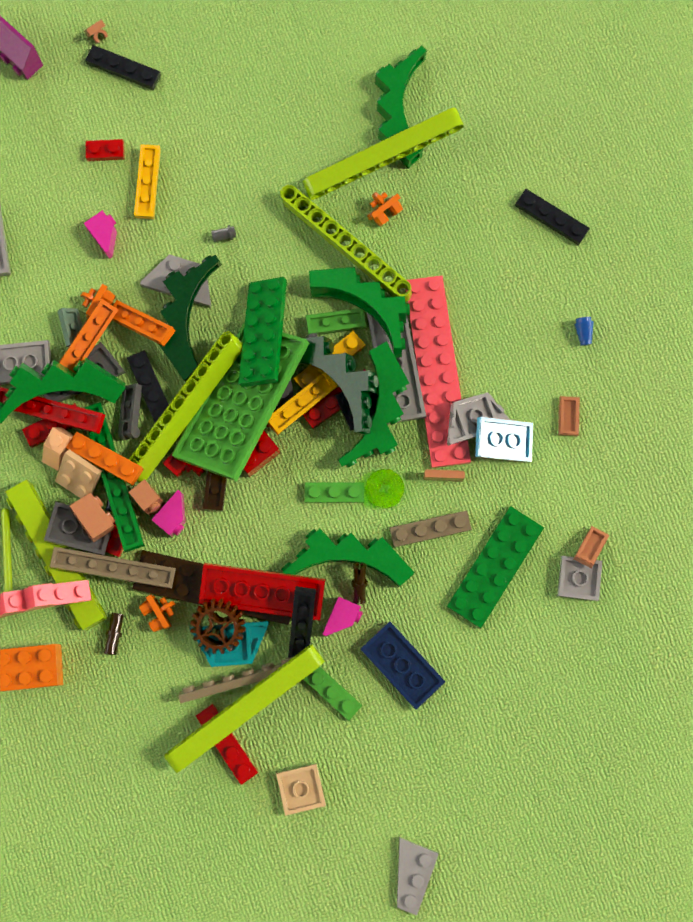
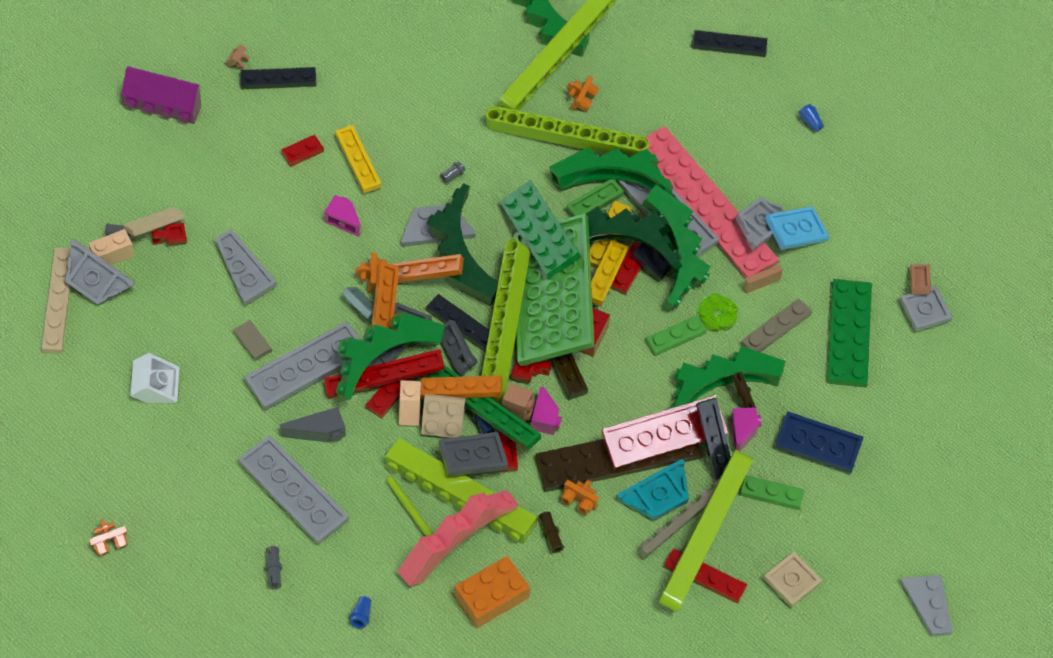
camera: 30 degrees left, 20 degrees down
(92, 517) = (481, 435): nougat brick -> none
(112, 567) = (522, 471): dark tan plate -> none
(202, 635) = (637, 469): reddish brown gear -> none
(568, 416) = (839, 190): nougat tile -> none

